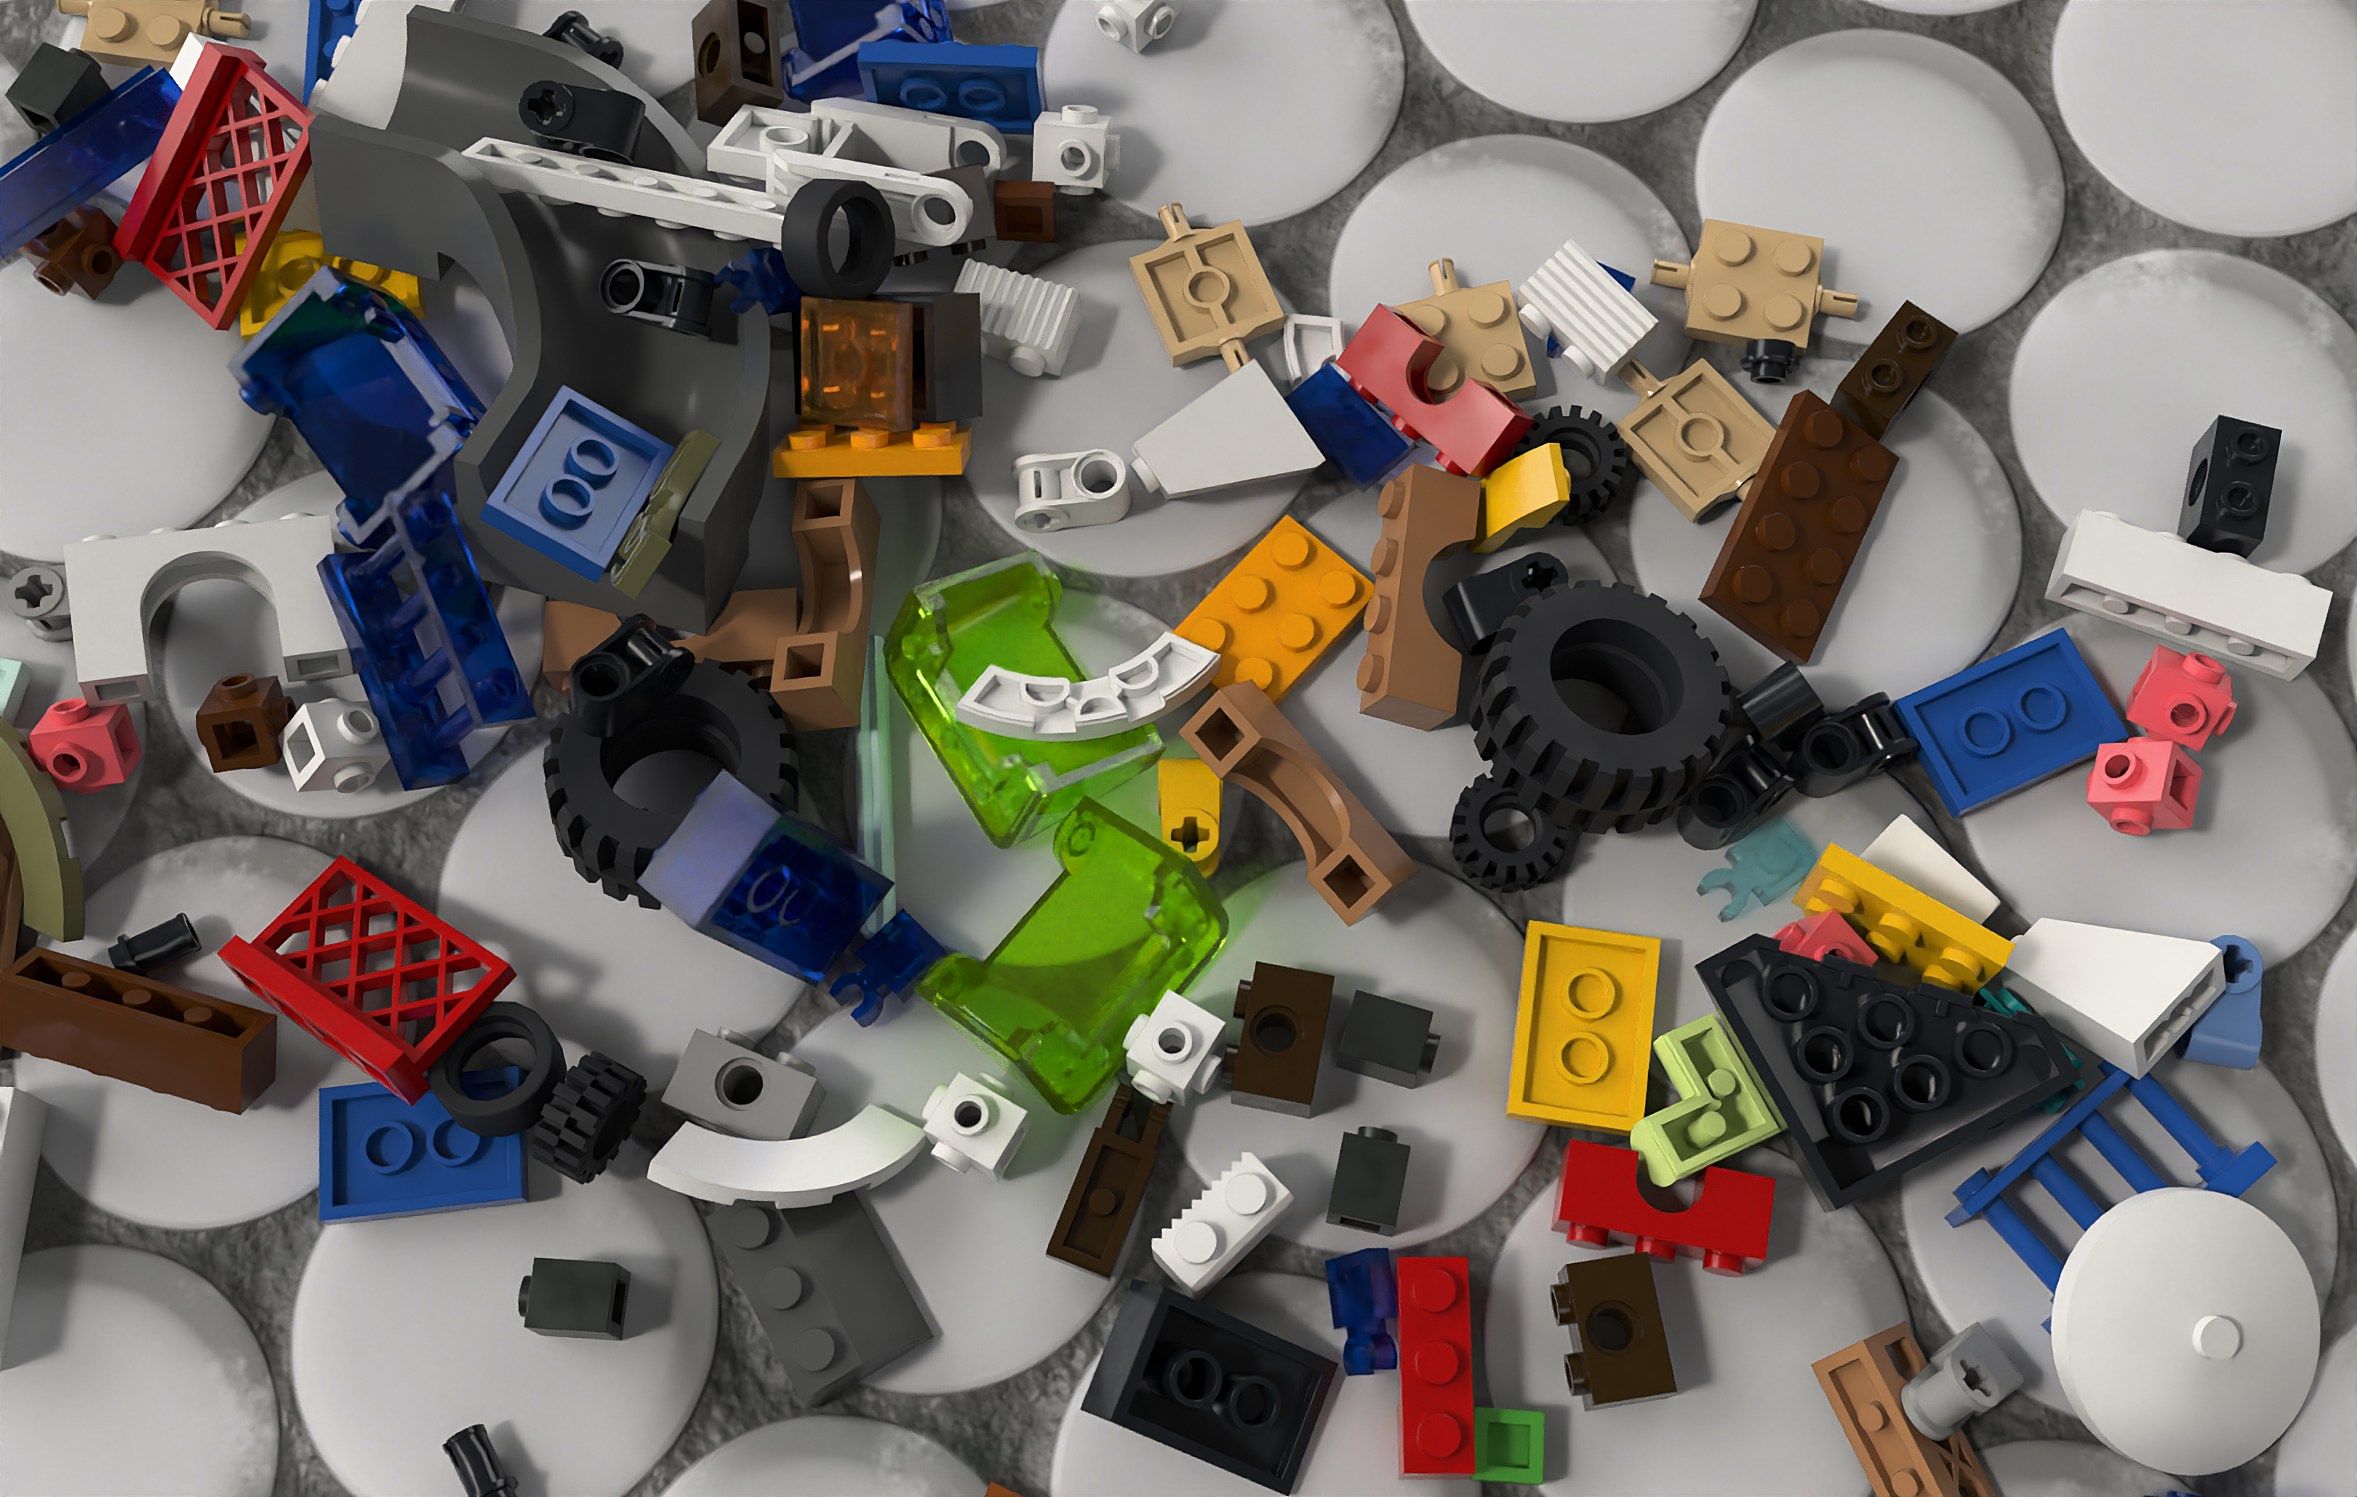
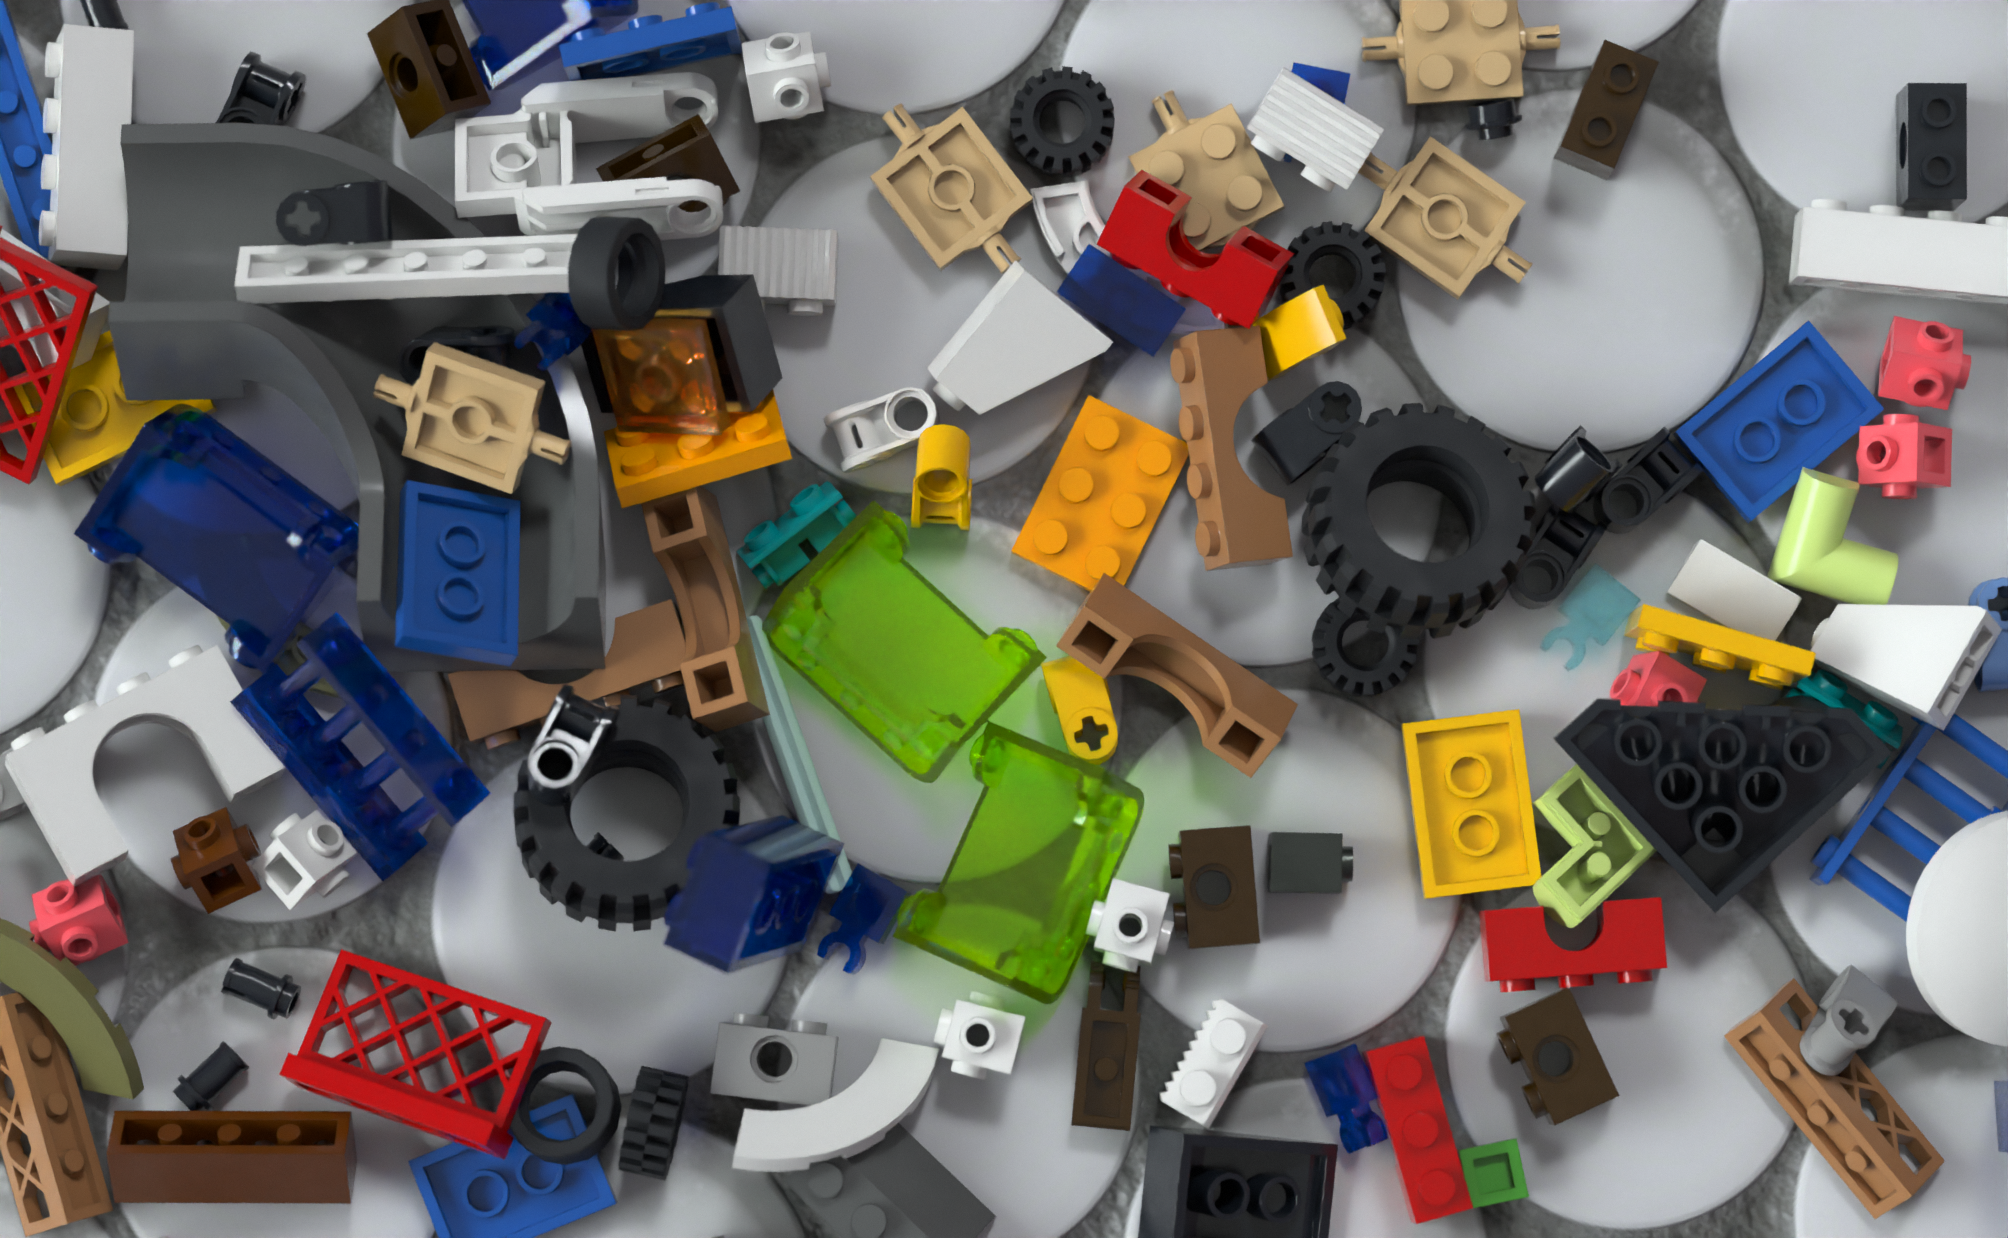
camera: 15 degrees left, 15 degrees up
(254, 880) = (261, 989): none -> black pin
(648, 340) = (472, 418): none -> tan plate
(650, 532) = (544, 605): olive tile -> none
(969, 551) = (777, 542): none -> teal hinge
(1025, 211) = (755, 150): reddish brown plate -> none
(1066, 711) = (974, 640): white tile -> none
(1107, 558) = (942, 478): none -> yellow piece
(1334, 230) = (1055, 87): none -> black tyre
(1369, 1181) = (1323, 987): pearl dark grey brick -> none
(1799, 528) = (1556, 286): reddish brown plate -> none
(2022, 853) = (1817, 556): none -> yellowish green brick

